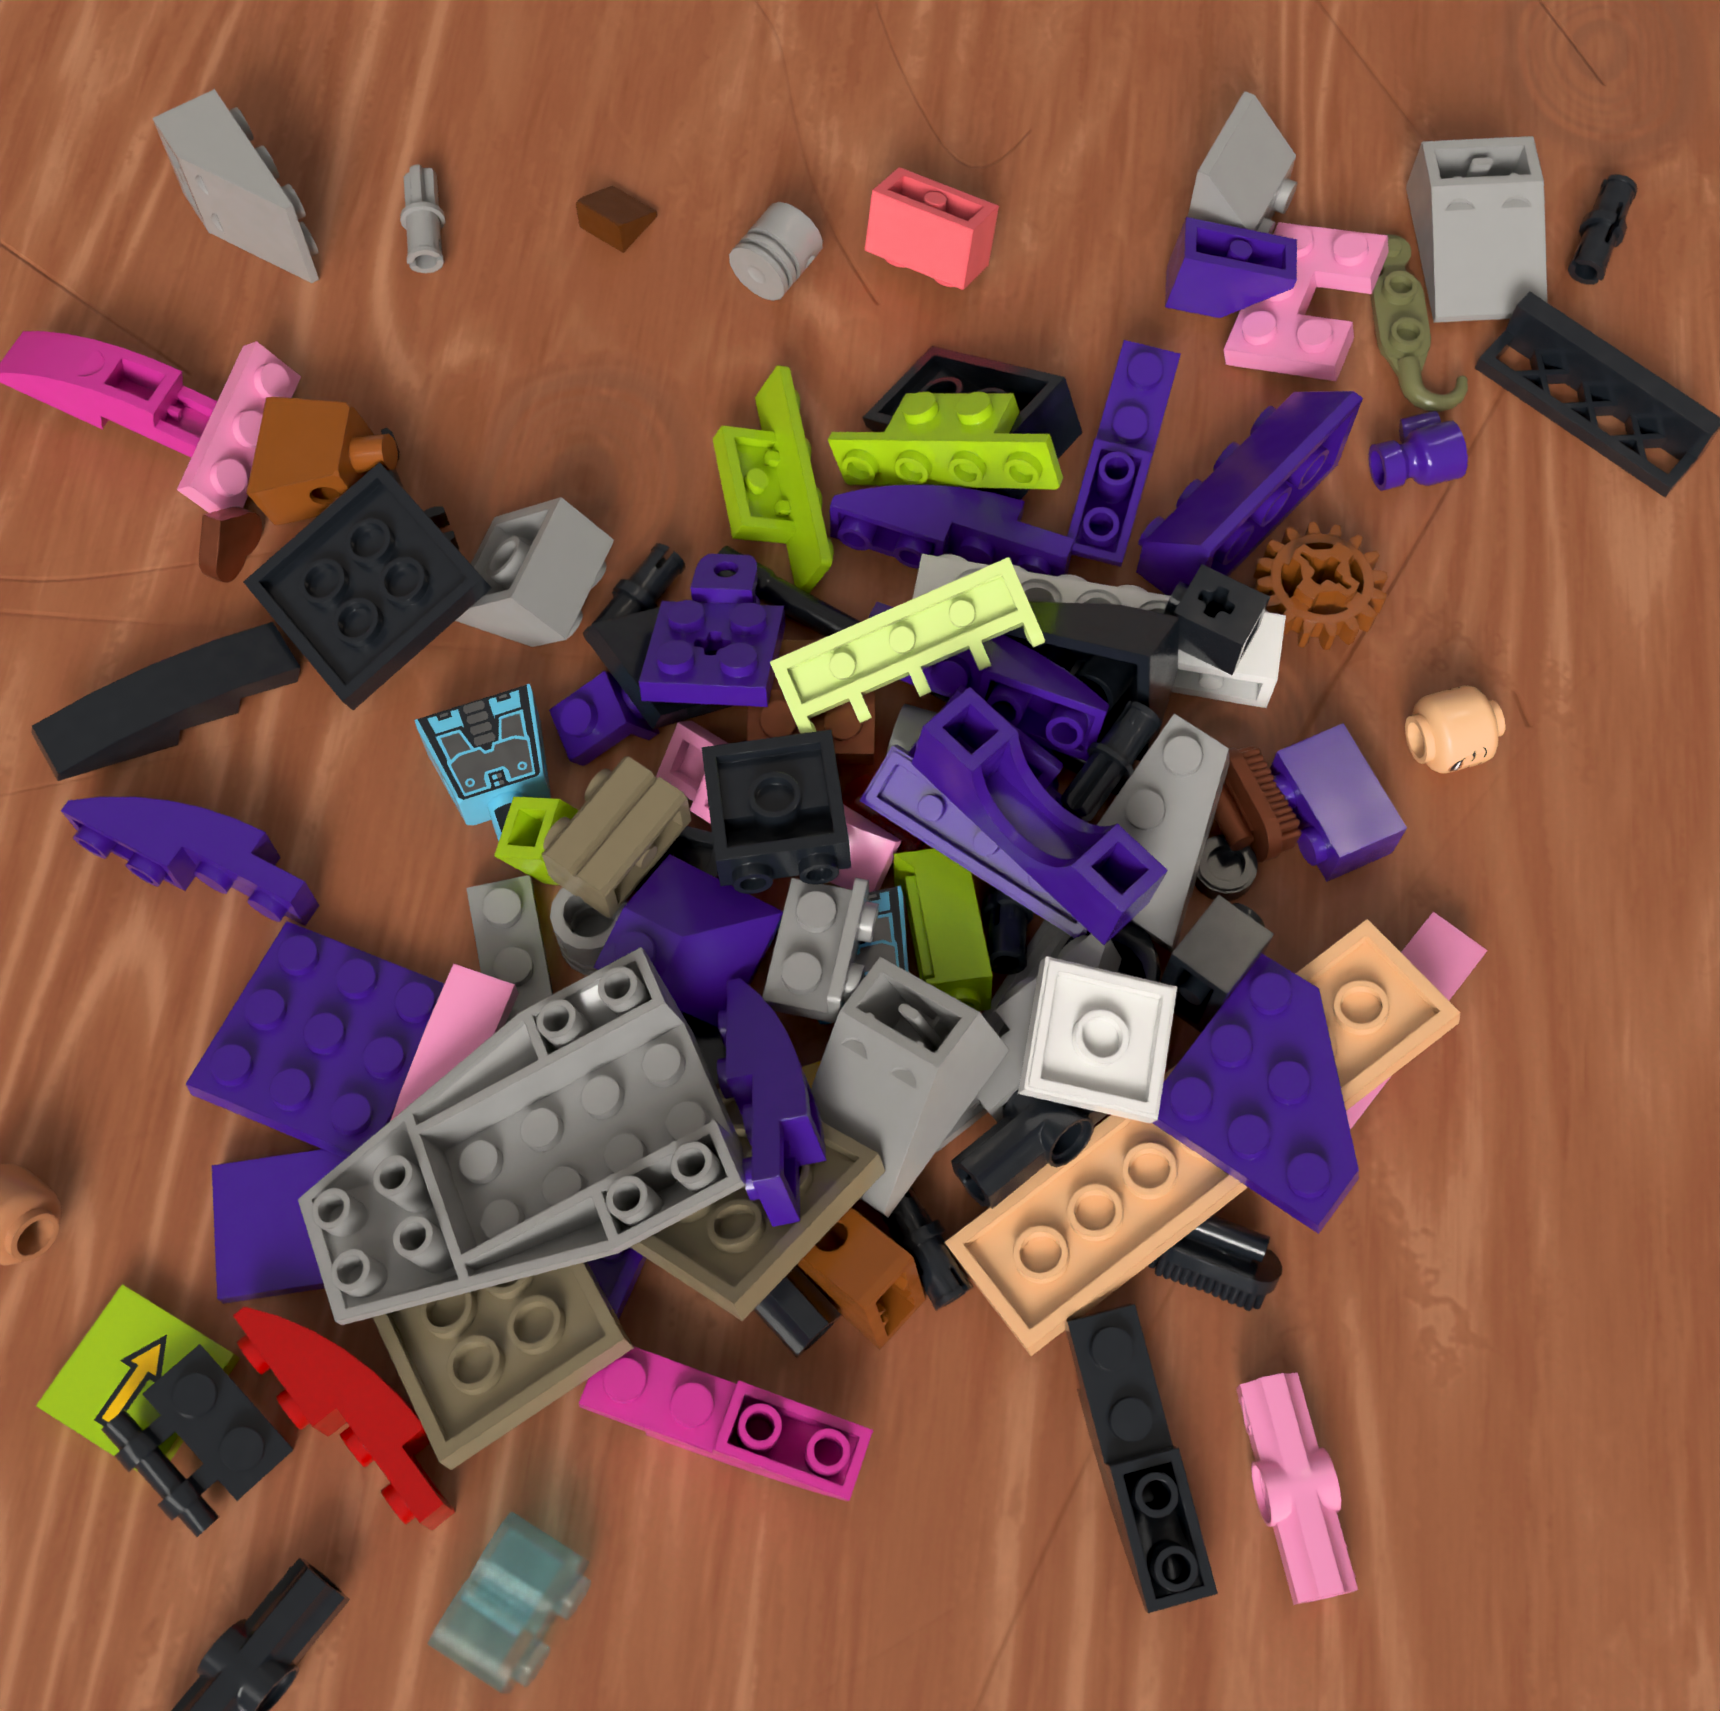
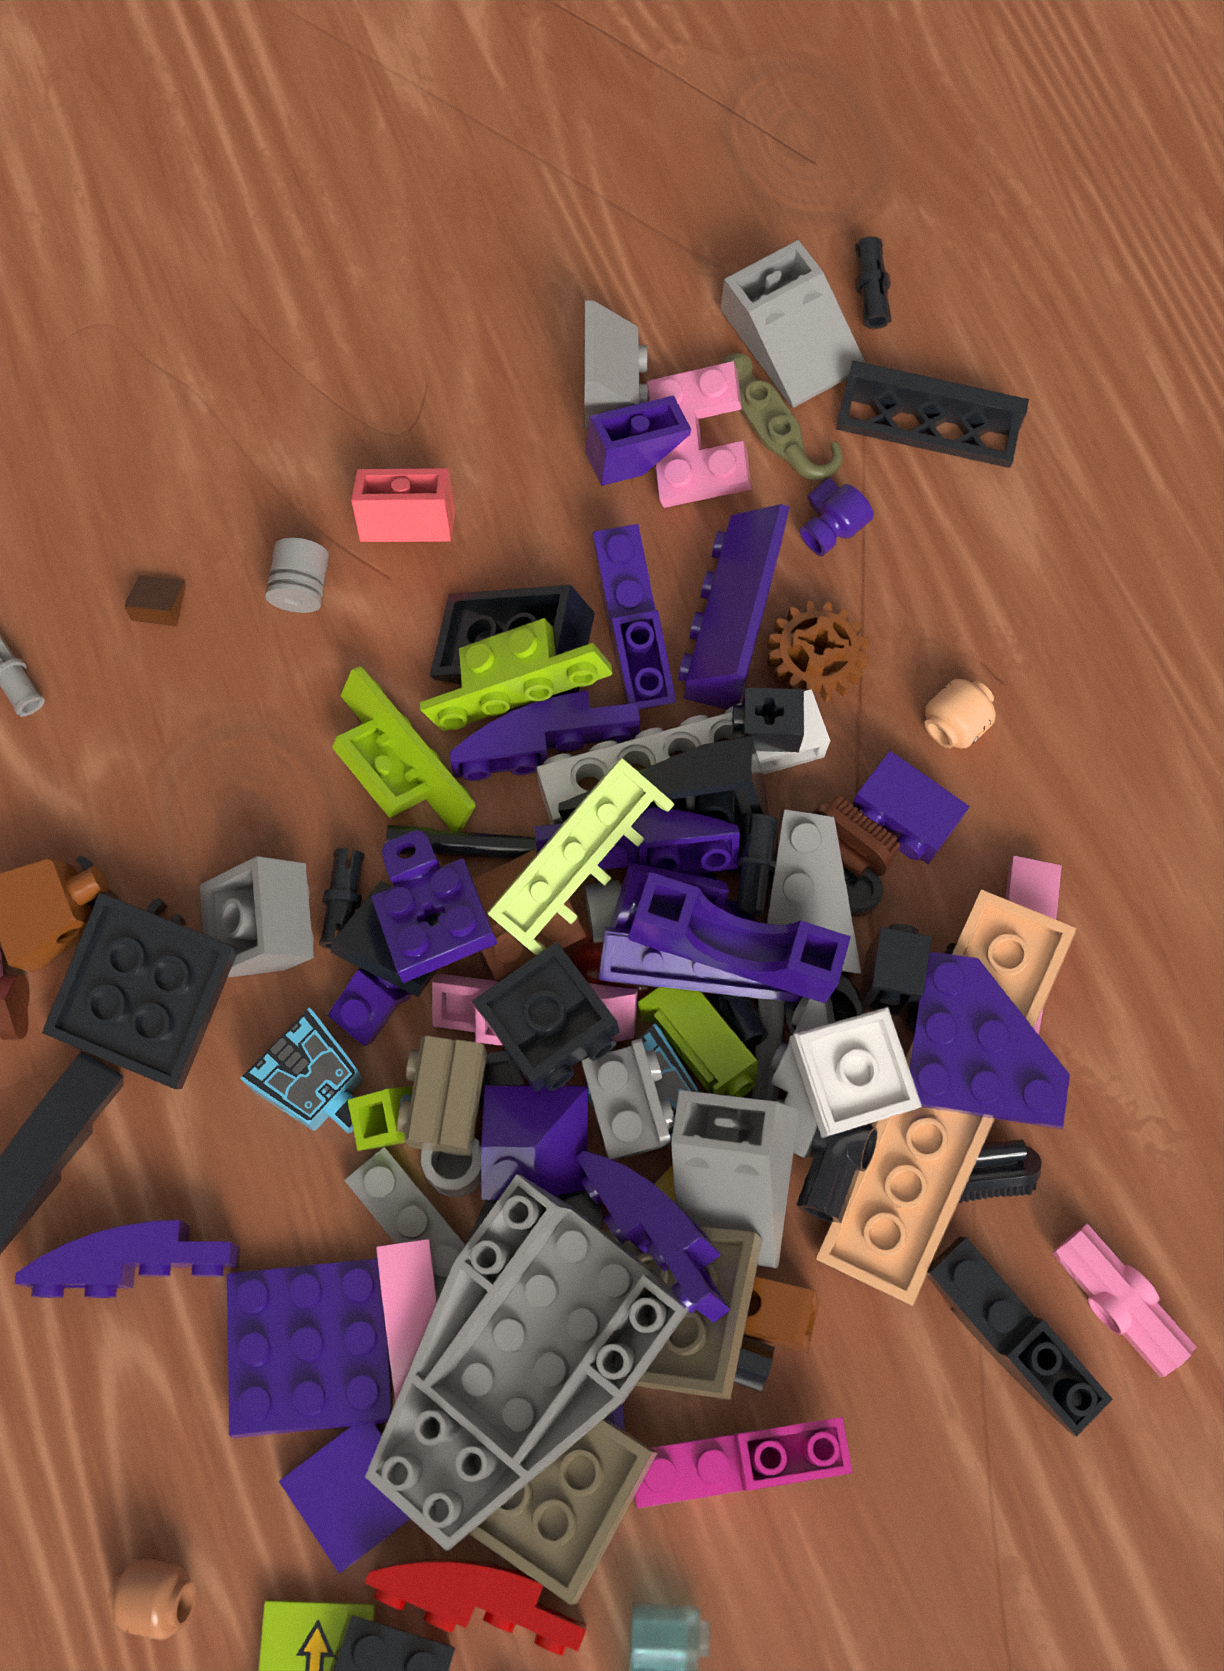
camera: 30 degrees left, 5 degrees up
(922, 1239) = (804, 1270): black pin -> none

